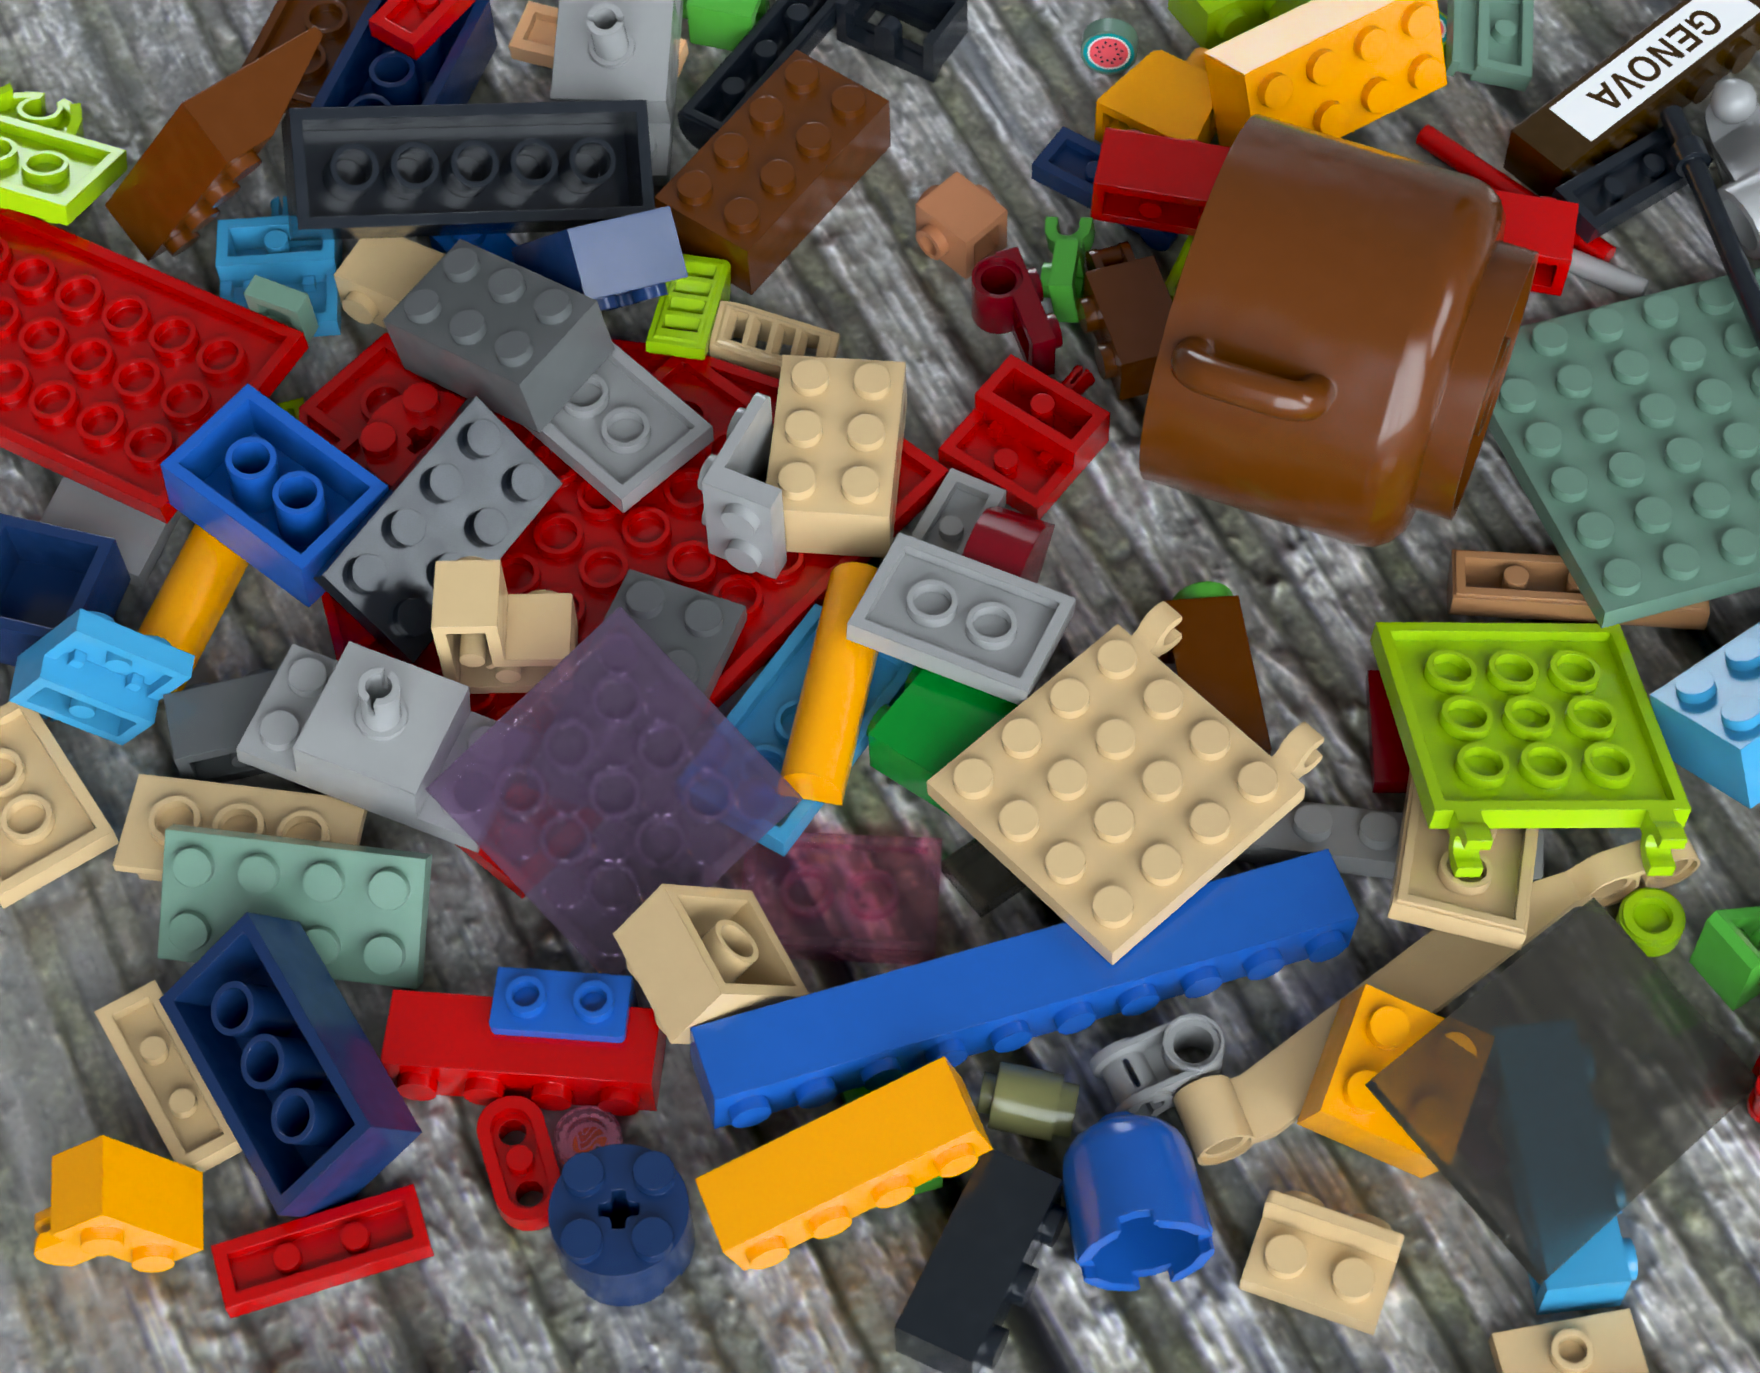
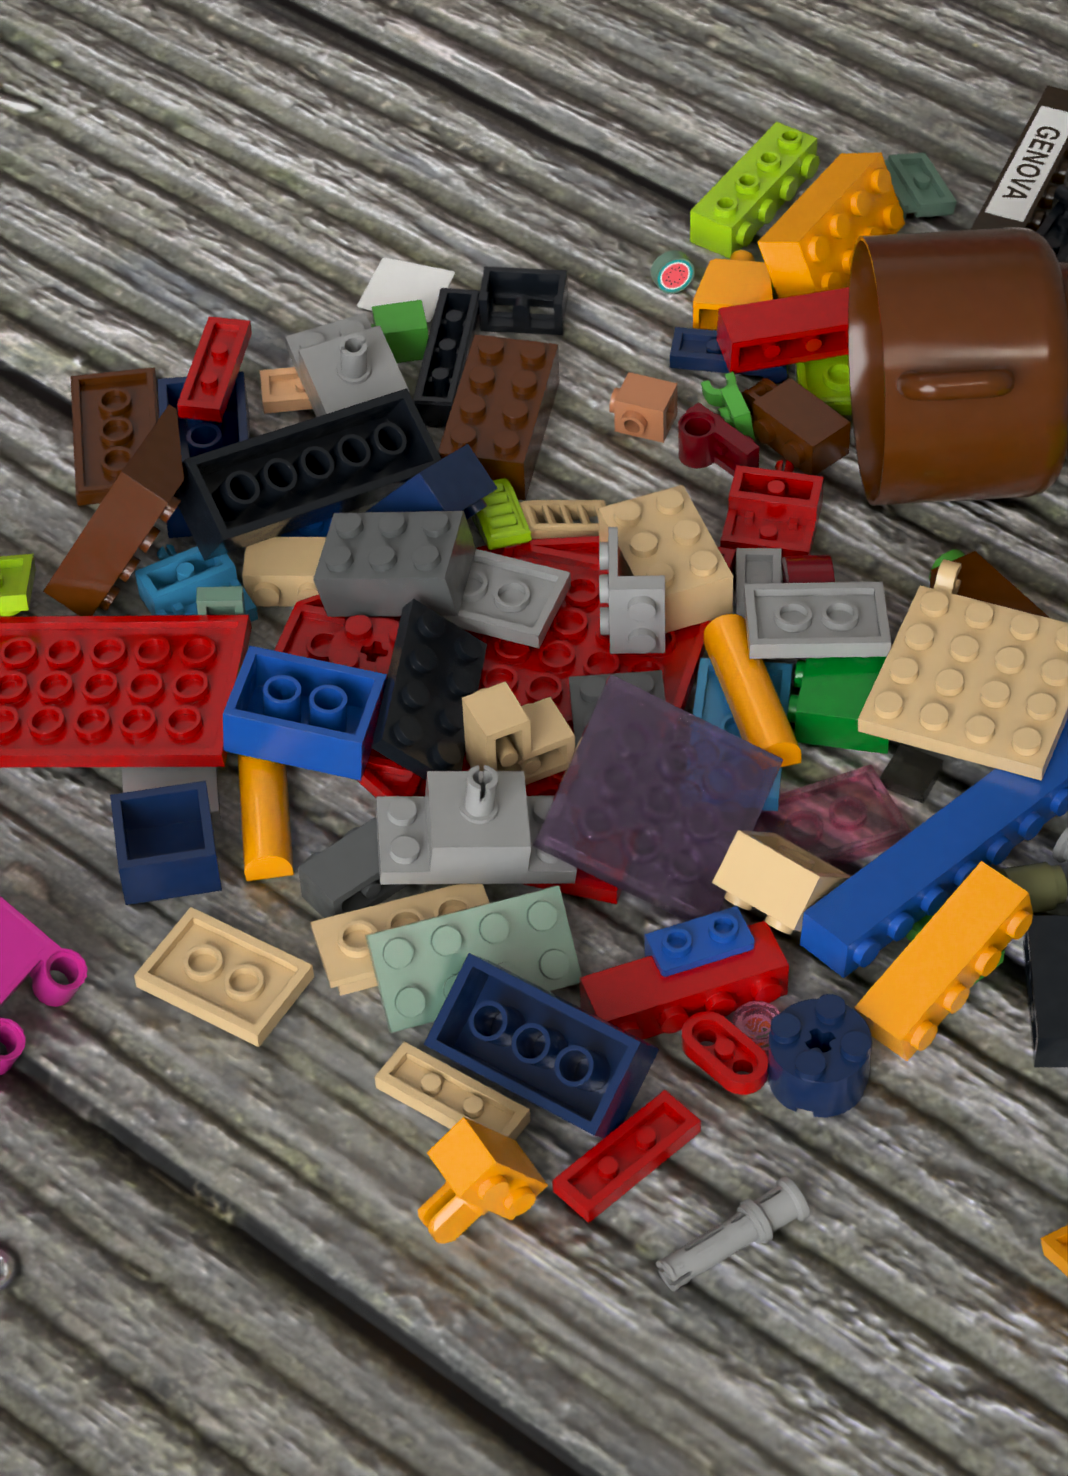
camera: 25 degrees left, 10 degrees down
(99, 676) = (250, 866): dark azure plate -> none

